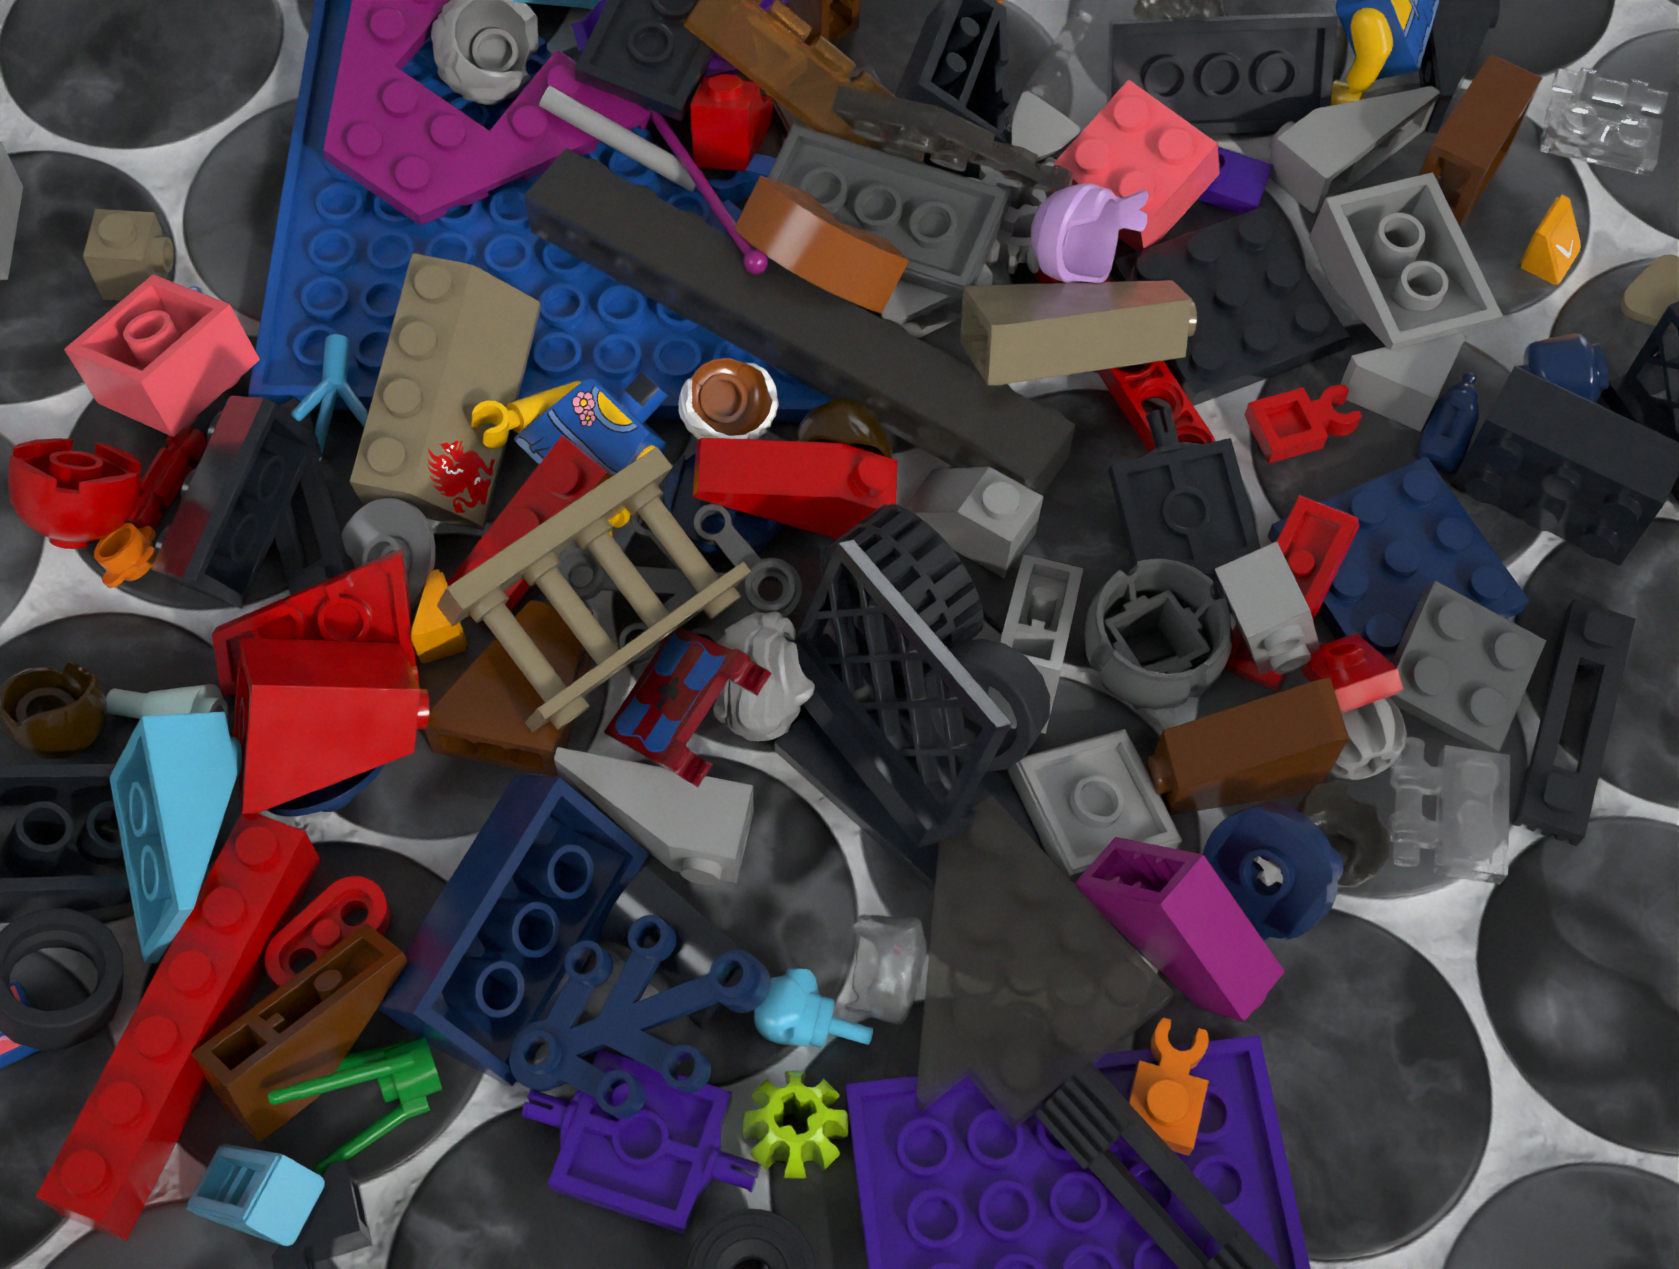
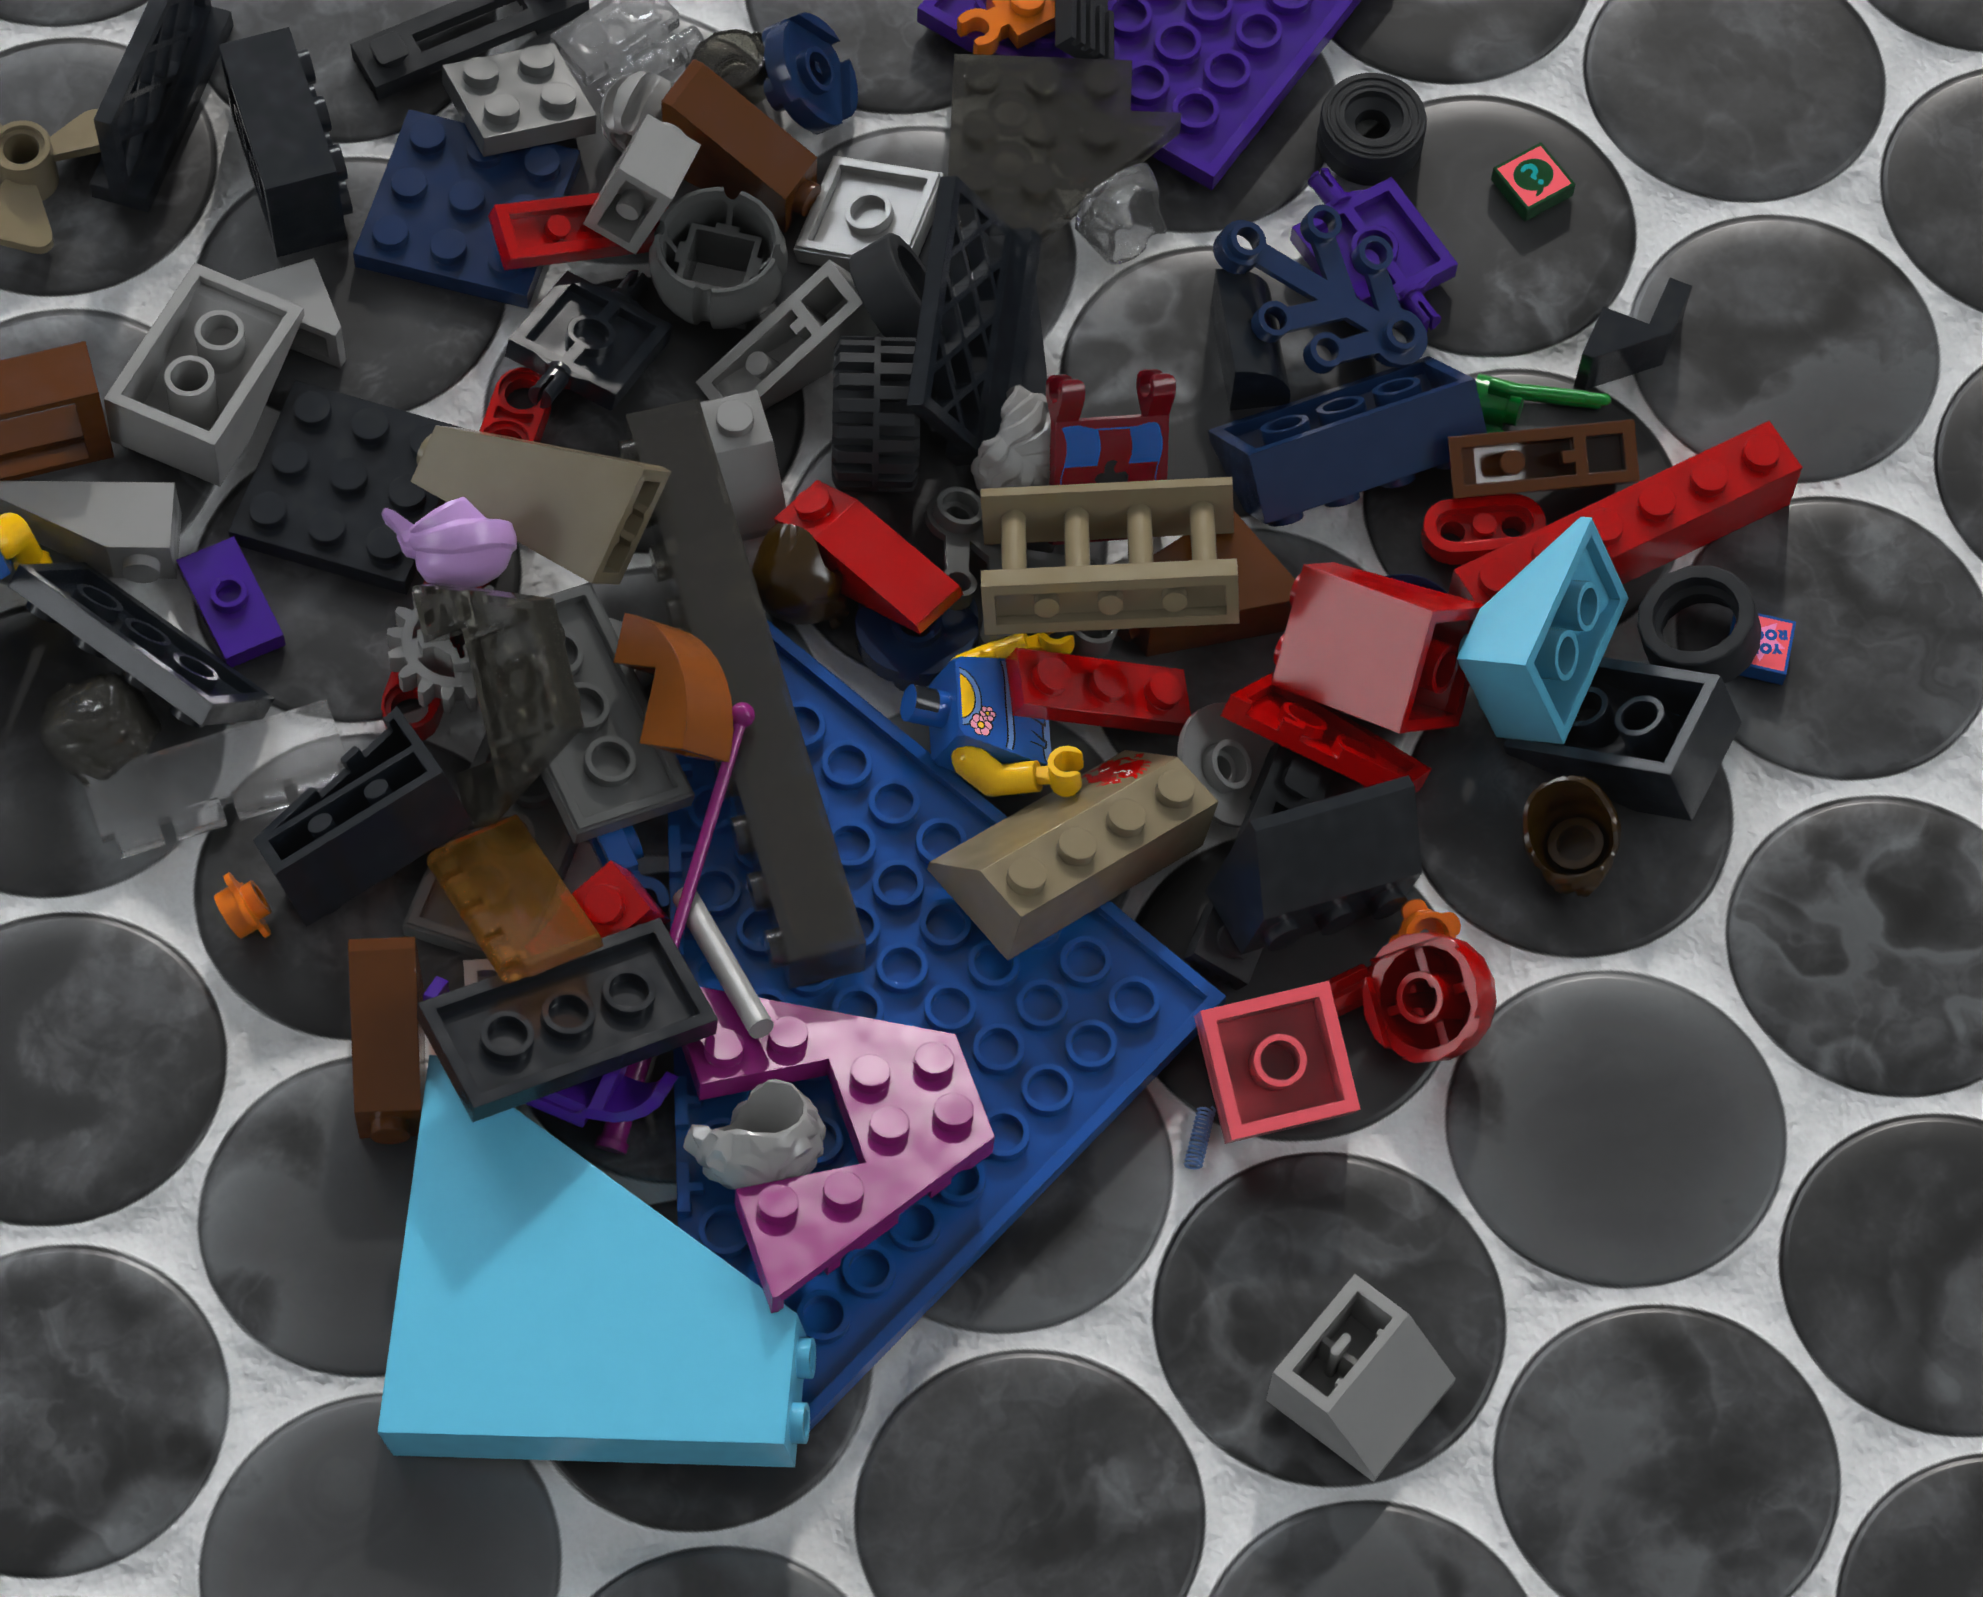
camera: 140 degrees left, 0 degrees up
(126, 251) = (1228, 1213): dark tan brick -> none
(167, 702) = (1470, 769): light aqua cone -> none
(257, 1193) = (1660, 352): medium azure slope -> none
(332, 386) = (1155, 934): dark azure plant -> none
(431, 631) = (1226, 677): light orange slope -> none
(681, 825) = (1192, 433): light grey slope -> none
(728, 400) = (859, 656): dark orange hair -> none
(781, 1141) = (1267, 179): lime piece -> none
(800, 1016) = (1193, 244): medium azure piece -> none
(1041, 127) = (349, 699): light grey tile -> none
(1144, 147) = (311, 616): coral brick -> none
(1183, 924) = (906, 92): magenta slope -> none
(1294, 425) = (419, 353): red plate -> none
(1356, 672) = (614, 121): red plate -> none
(1451, 425) = (326, 251): dark blue piece -> none
(1553, 243) = (40, 330): light orange slope -> none
(1569, 363) = (179, 223): dark blue head -> none

